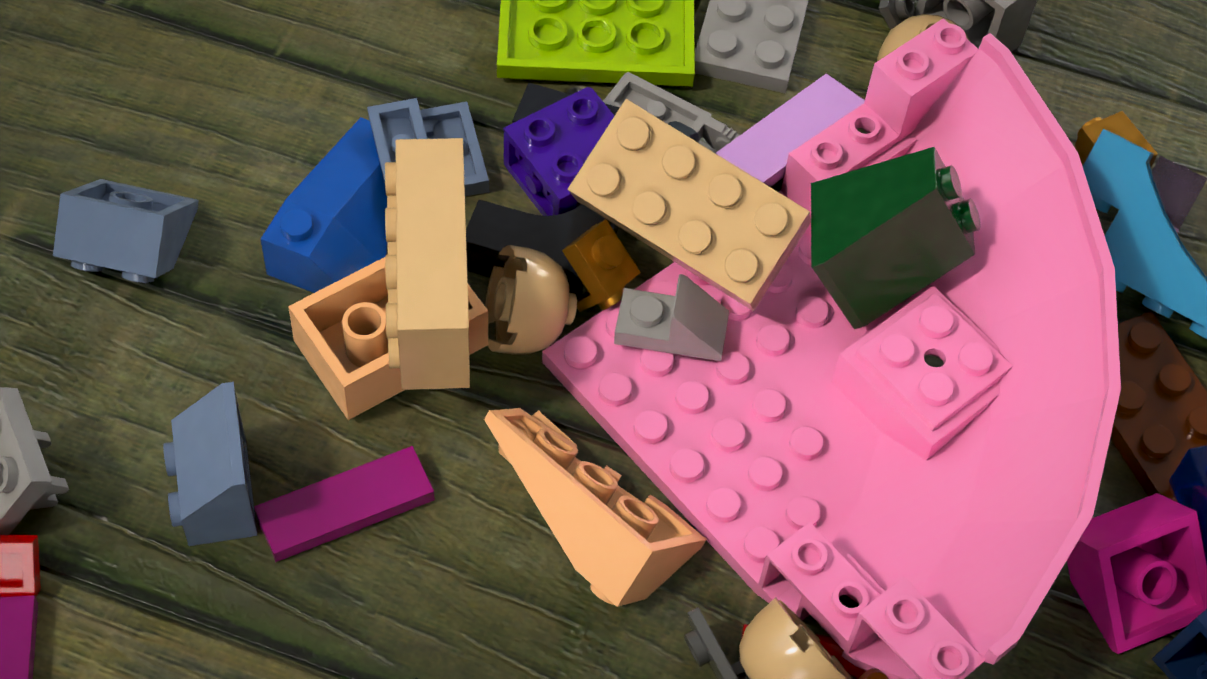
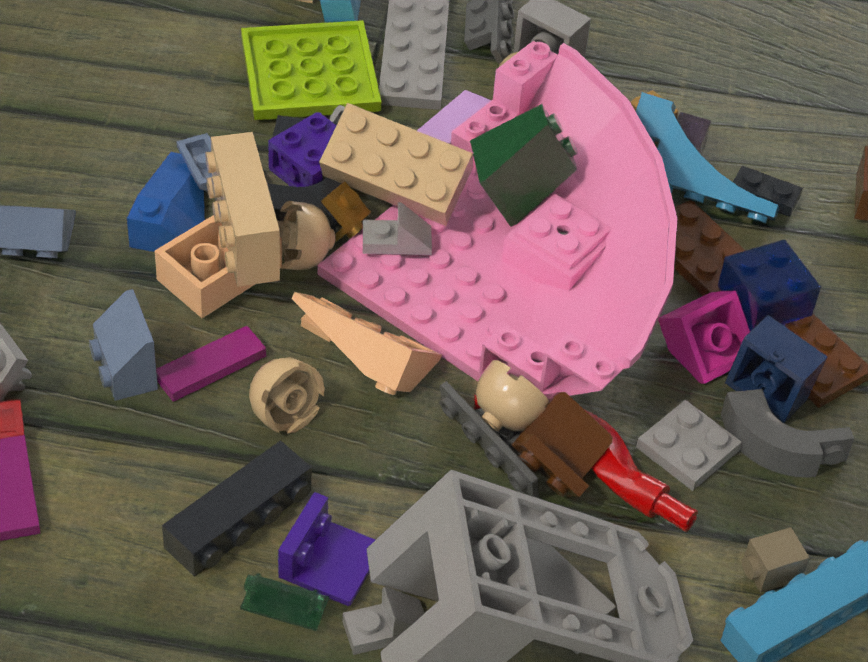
camera: 10 degrees left, 10 degrees down
(443, 588) = (286, 394): none -> tan cylinder

